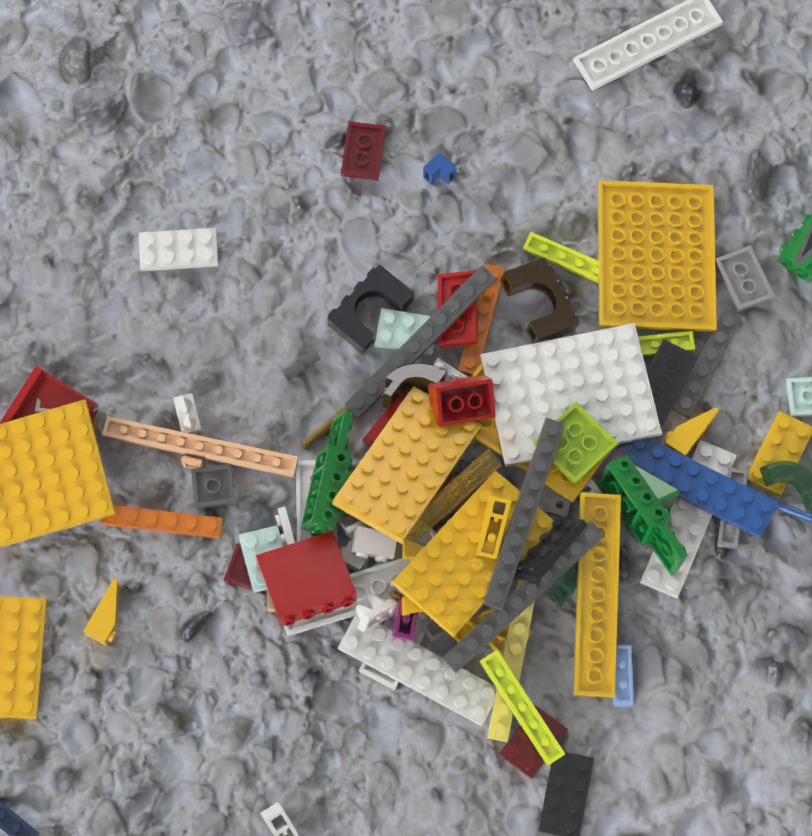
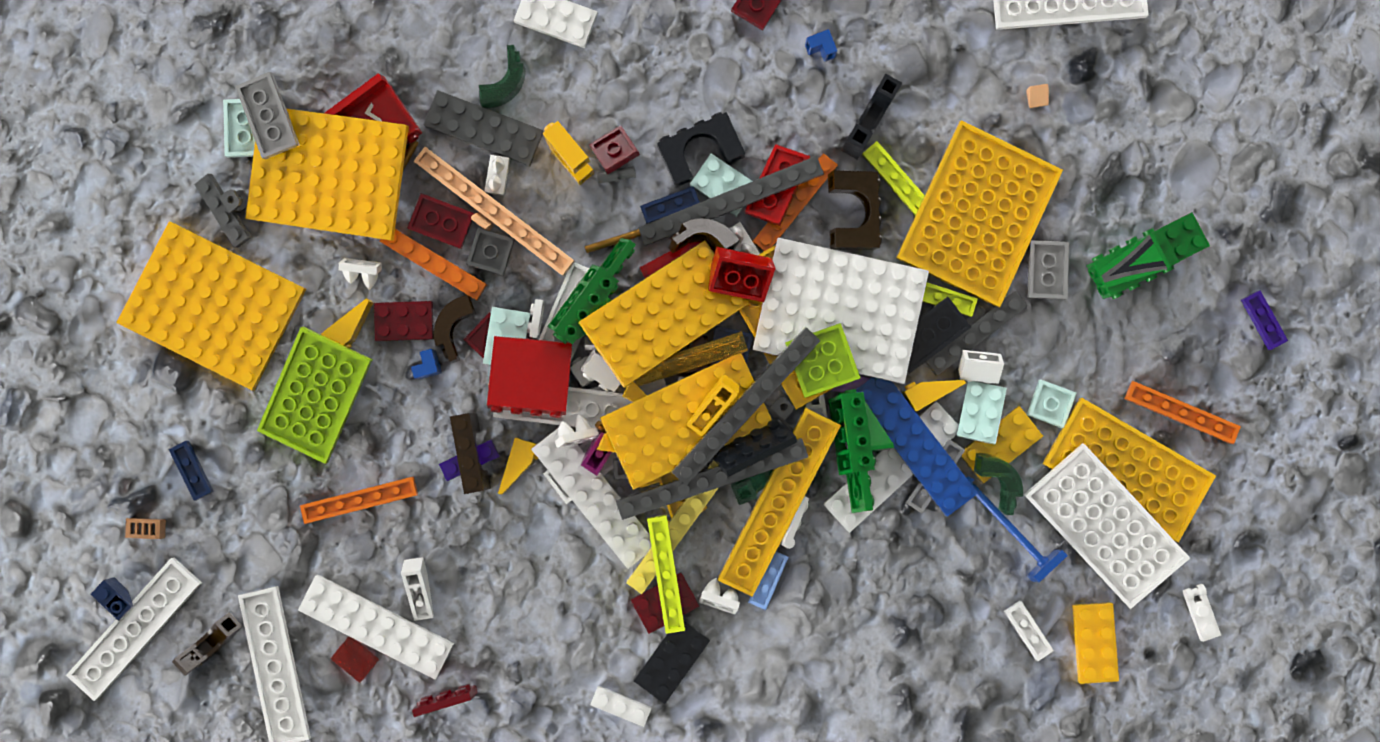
camera: 25 degrees right, 15 degrees up
(102, 692) = (314, 395): none -> lime plate
(103, 555) = (368, 269): none -> white tile
(152, 478) = (440, 221): none -> dark red plate
(154, 377) = (483, 128): none -> dark grey plate
(157, 587) = (403, 321): none -> dark red plate
(159, 335) = (509, 86): none -> clear green arch
(189, 776) = (359, 500): none -> orange plate
(202, 559) = (446, 322): none -> dark brown arch
(202, 617) = (429, 367): none -> blue piece
(250, 359) = (568, 152): none -> yellow arch
(280, 691) = (486, 452): none -> dark purple plate
(289, 343) = (614, 149): none -> tile
(292, 692) = (464, 434): none -> dark brown arch
(330, 668) = (519, 461): none -> yellow slope
(363, 370) = (669, 204): none -> dark blue plate
(515, 211) = (871, 116): none -> black arch
(591, 715) = (712, 598): none -> white tile
(623, 626) = (795, 524): none -> white plate
(658, 131) = (1038, 95): none -> light nougat slope
(725, 390) = (980, 366): none -> white brick
(746, 431) = (981, 412): none -> light aqua plate

